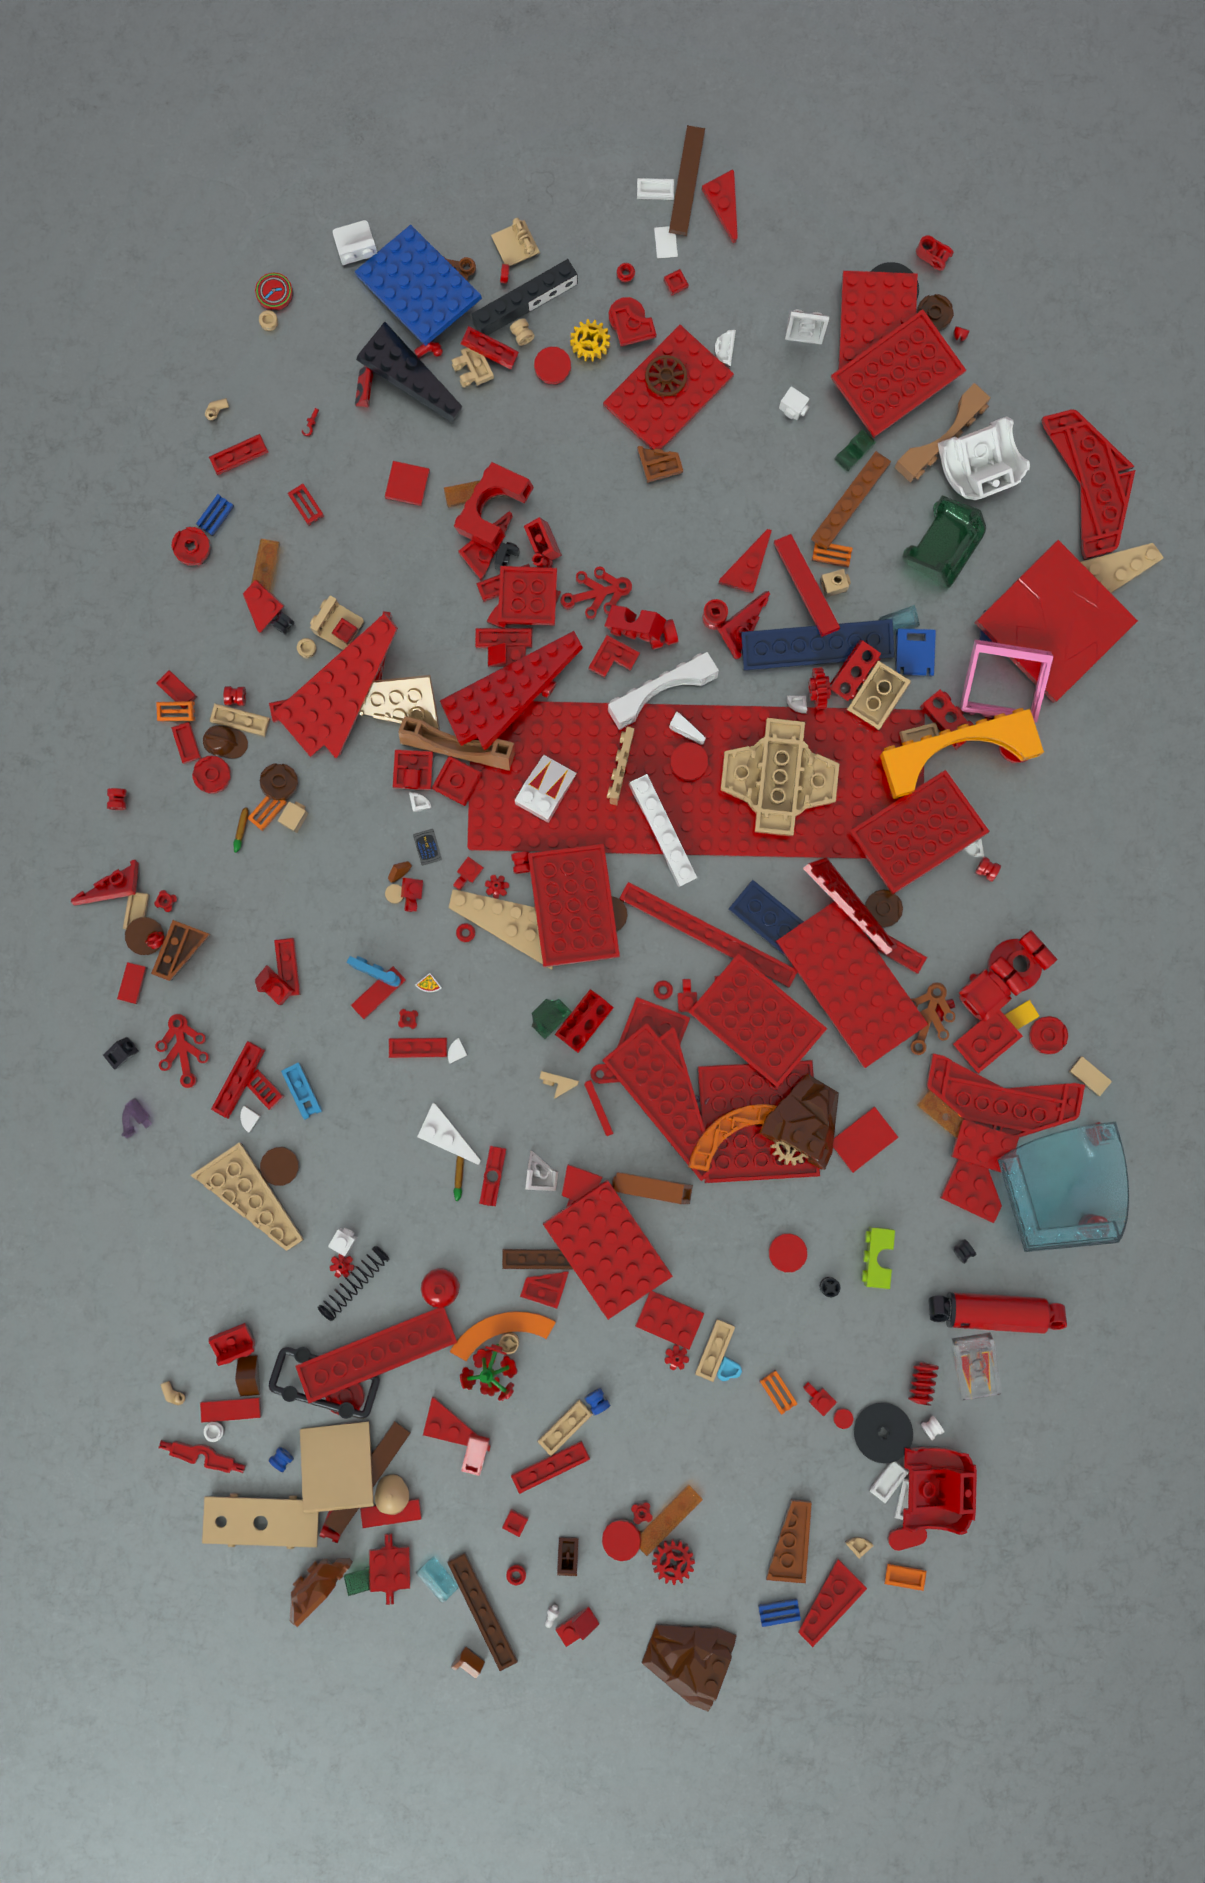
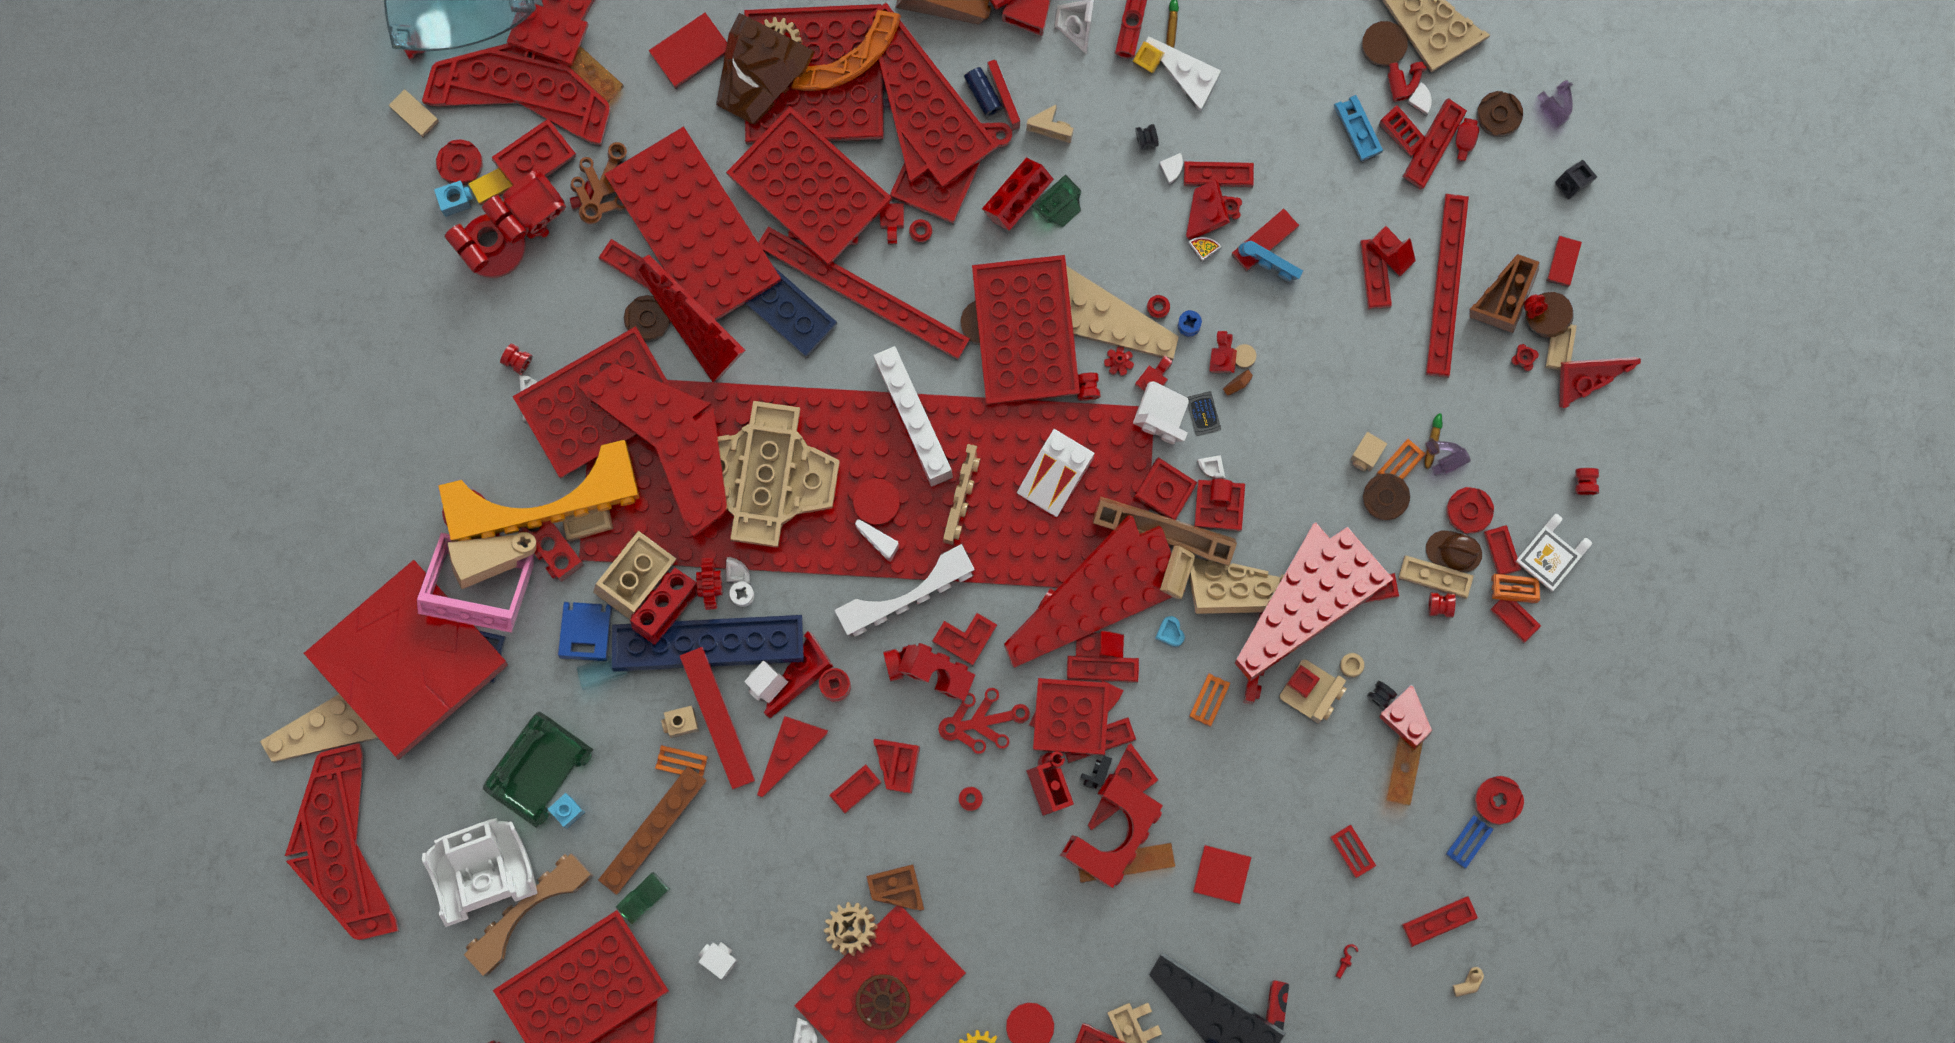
camera: 175 degrees left, 5 degrees down
(147, 737) = (1550, 557): none -> white flag
(181, 1048) = (1501, 182): red plant -> none
(183, 1108) = (1500, 114): none -> reddish brown tile
(211, 1085) = (1466, 138): none -> red plant
(222, 815) = (1450, 462): none -> clear purple plant
(228, 960) = (1447, 285): none -> red tile
(268, 1131) = (1397, 83): none -> red plant
(424, 602) = (1218, 681): none -> orange tile
(426, 1014) = (1207, 210): none -> red wing
(441, 921) = (1190, 328): none -> blue wheel
(445, 710) = (1177, 572): none -> tan tile
(450, 668) = (1170, 633): none -> medium azure tile
(461, 840) = (1162, 413): none -> white bracket
(478, 1075) = (1146, 136): none -> black wheel
(478, 1146) = (1148, 57): none -> yellow tile
(607, 538) = (970, 806): none -> red plate
(616, 1110) = (983, 92): none -> dark blue axle
(662, 557) = (898, 764): none -> red wing
(687, 425) = (855, 921): none -> tan gear
(695, 538) = (855, 789): none -> red tile
(770, 615) = (765, 682): none -> white brick
(790, 688) = (742, 598): none -> white wheel
(862, 813) = (667, 422): none -> red wing
(919, 511) = (566, 811): none -> medium azure brick
(1001, 697) = (487, 557): none -> tan piece
(1058, 999) = (443, 196): none -> medium azure brick

